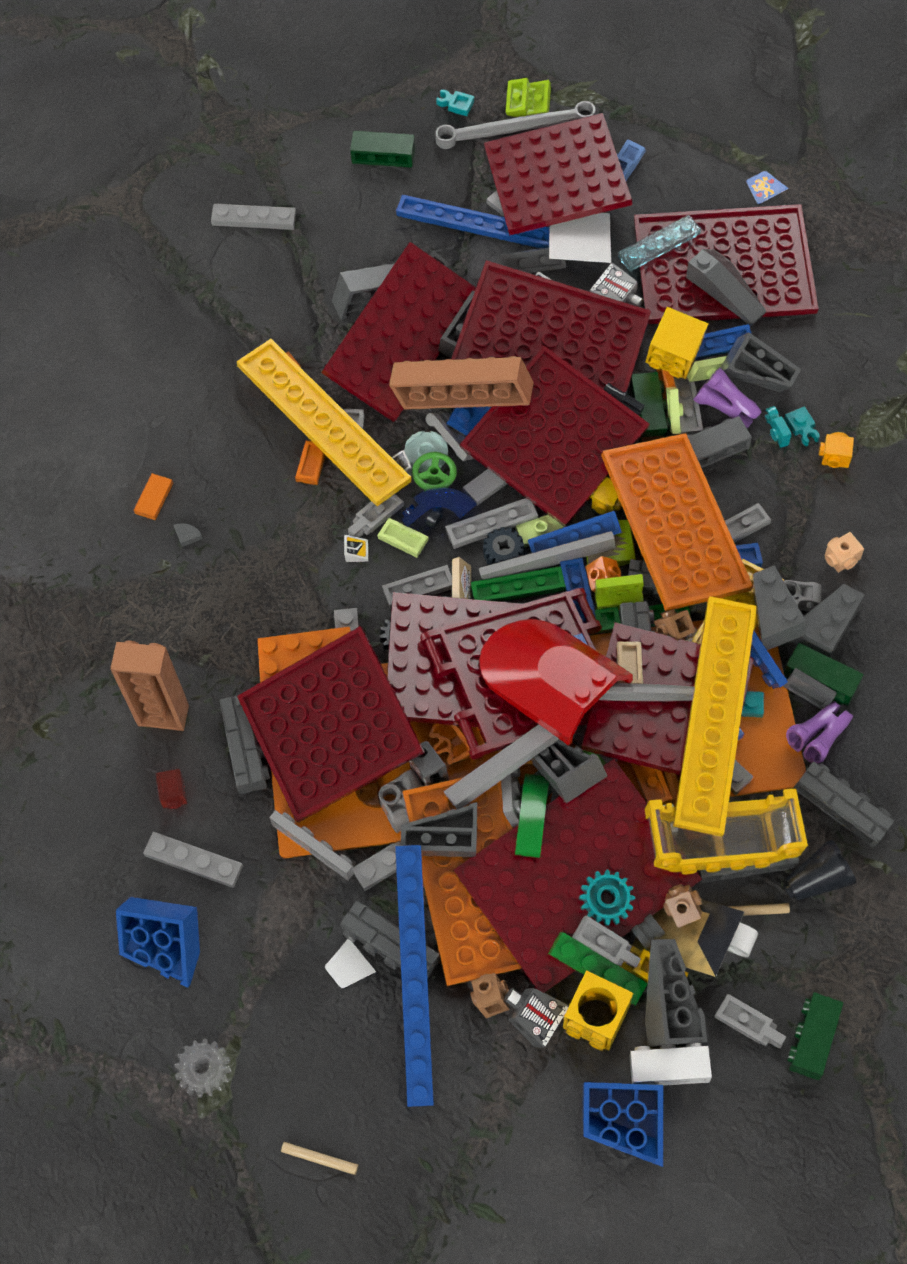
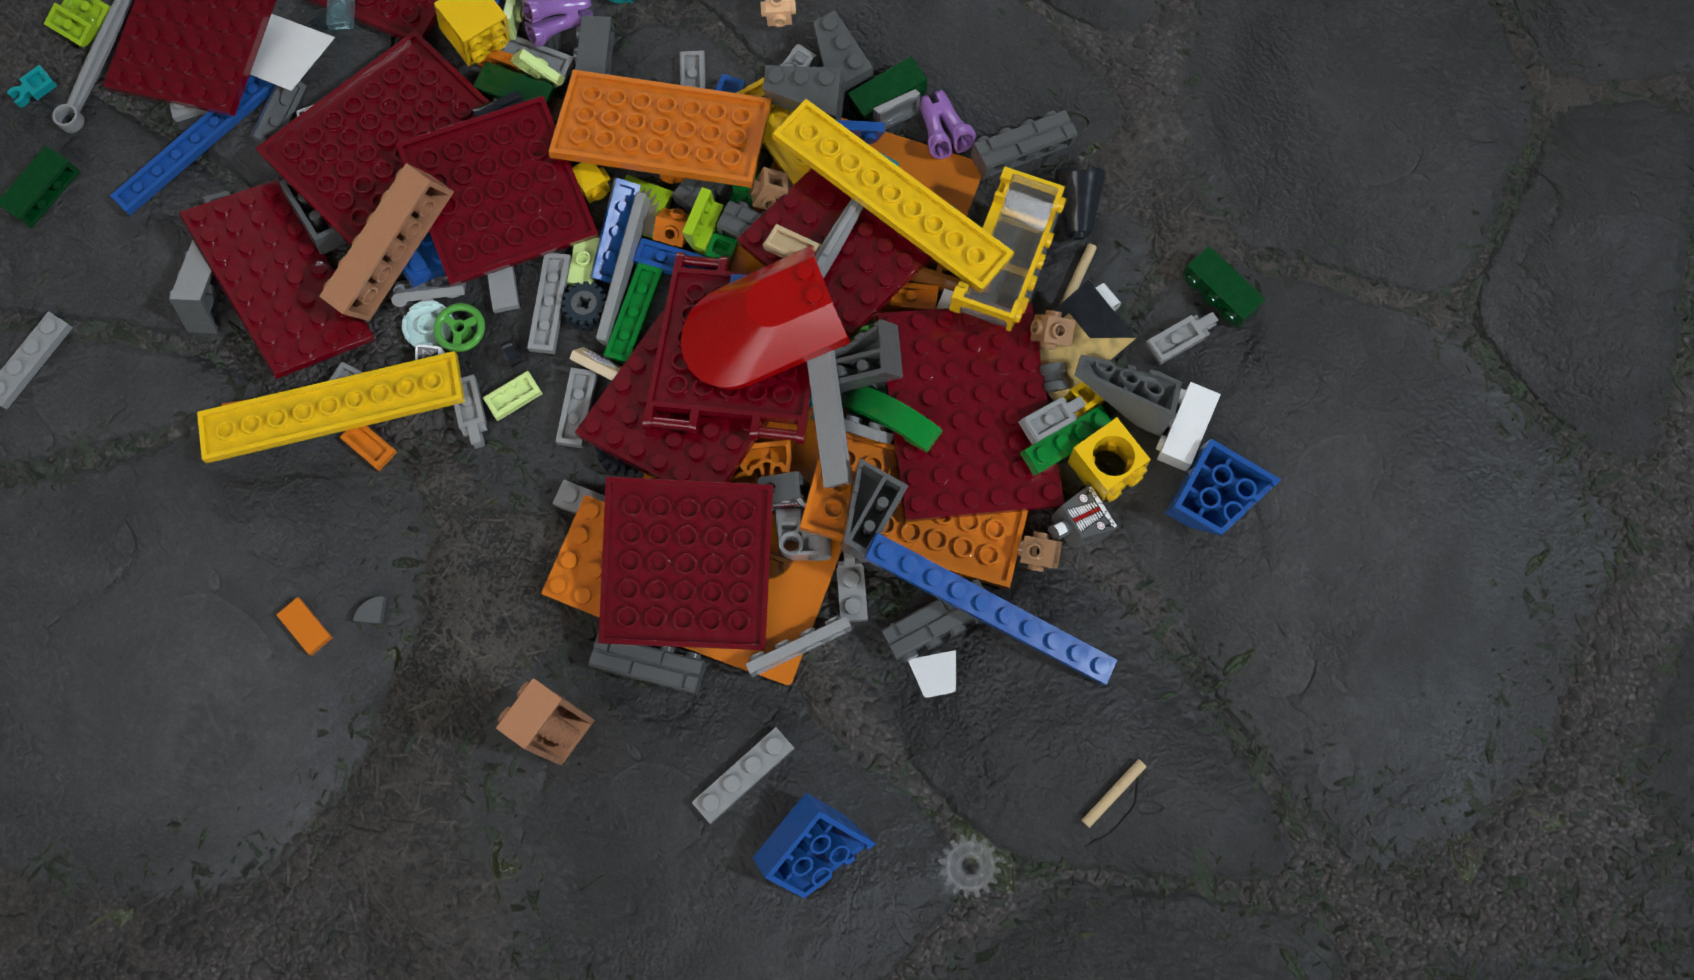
camera: 60 degrees left, 10 degrees up
(171, 789) = (656, 761): clear red brick -> none
(355, 549) = (496, 448): slope -> none
(438, 497) = (492, 339): clear blue arch -> none
(613, 885) = (1019, 381): teal gear -> none
(618, 286) = (363, 47): torso -> none

